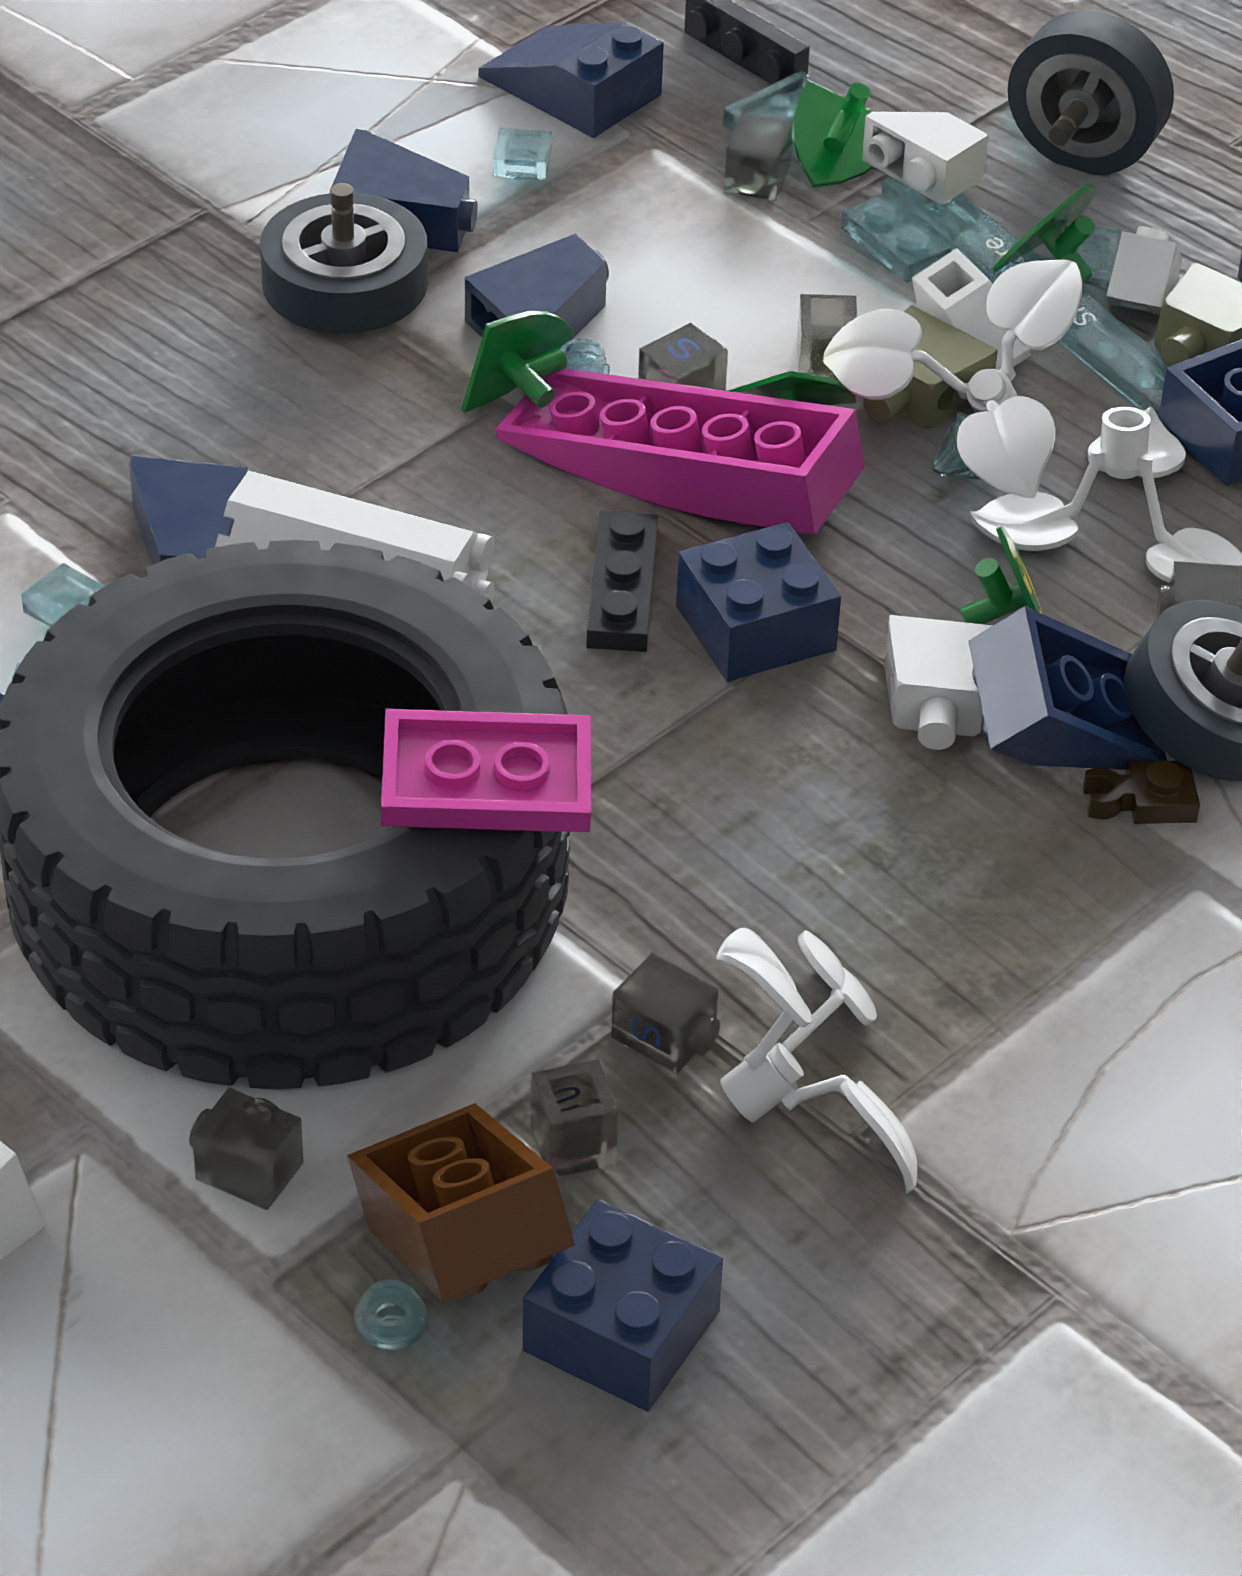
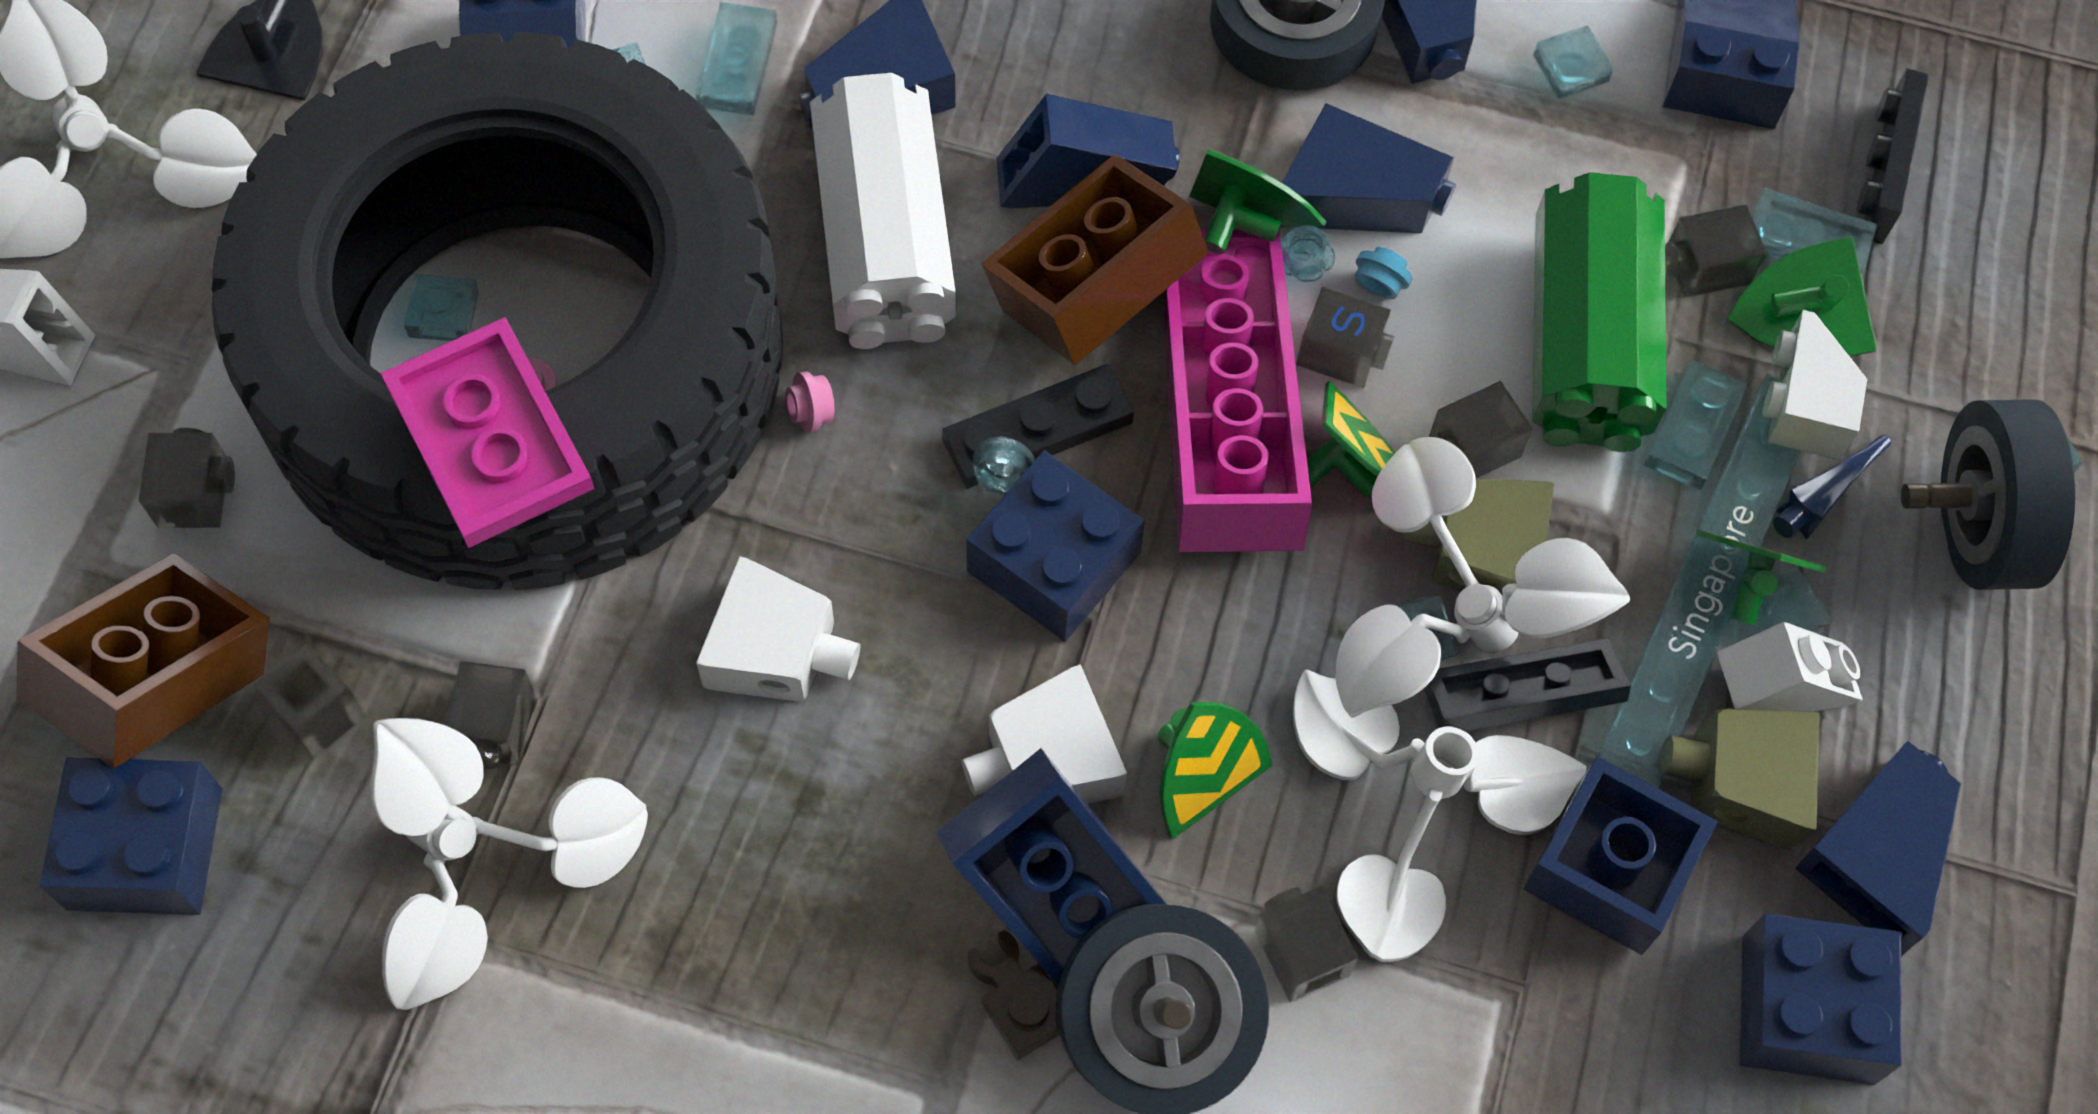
camera: 60 degrees right, 20 degrees up
(391, 435) = (1070, 140): none -> dark blue slope
(513, 454) = (1095, 258): none -> reddish brown brick
(636, 327) = (1382, 272): none -> medium azure plate
(663, 594) = (1000, 463): none -> clear light blue plate
(715, 804) = (772, 638): none -> white torso
(778, 219) = (1599, 313): none -> green brick
(958, 295) = (1600, 513): white slope -> none
(1005, 202) = (1816, 497): none -> dark blue piece
(1071, 394) = (1528, 686): none -> black plate

